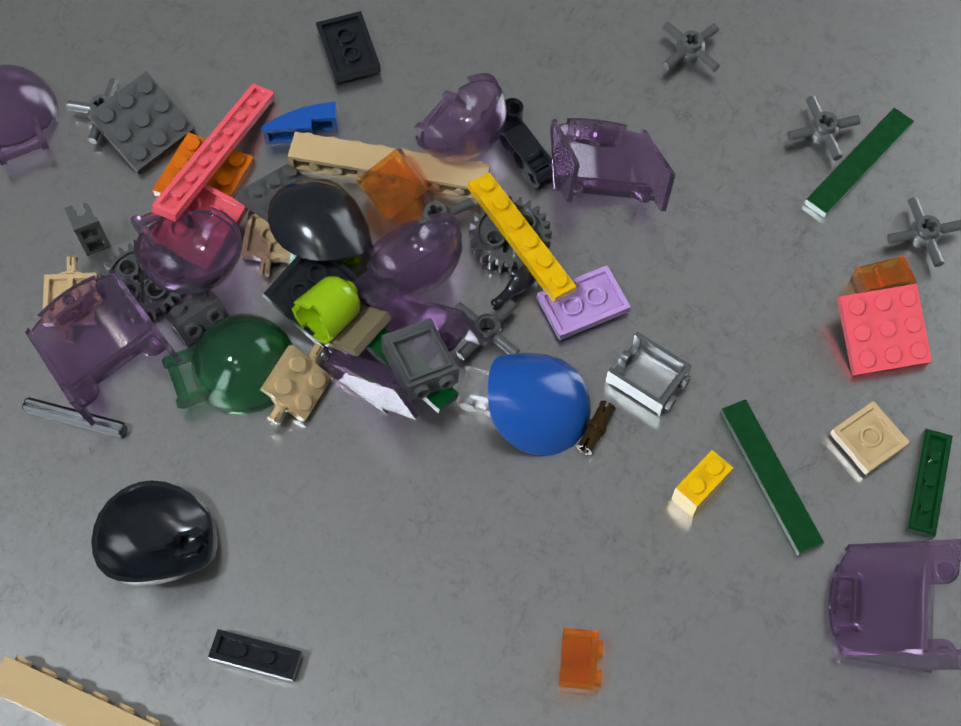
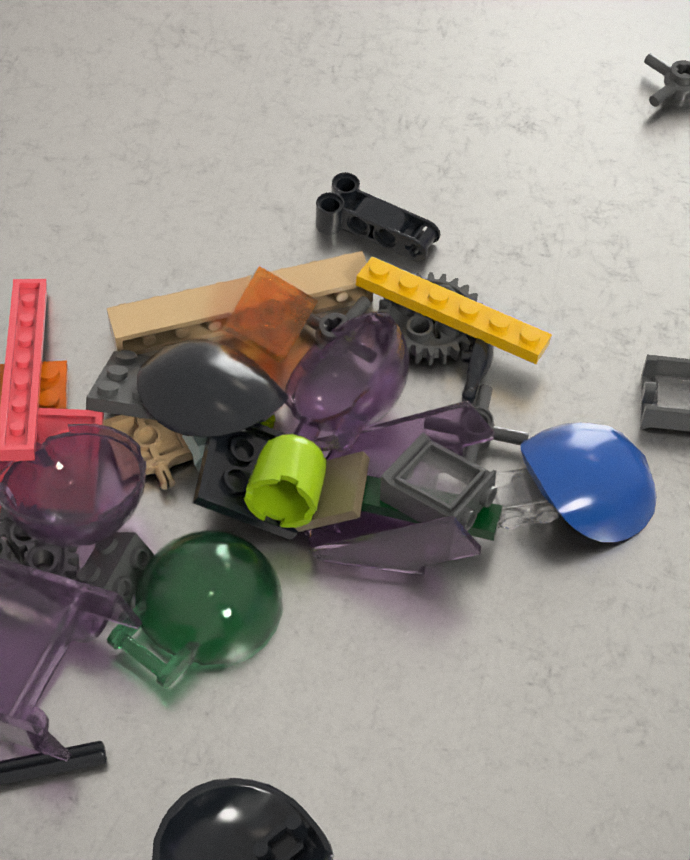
camera: 30 degrees left, 10 degrees down
(296, 383) = (296, 588): tan plate -> none
(311, 119) = (117, 286): blue slope -> none
(348, 47) = (104, 198): black plate -> none
(466, 121) = (312, 211): clear purple windscreen -> none
(592, 303) = (569, 358): lavender plate -> none
(596, 427) = (668, 479): dark brown pin -> none
(608, 161) = (489, 200): clear purple windscreen -> none
(690, 46) = (490, 55): dark grey bar -> none

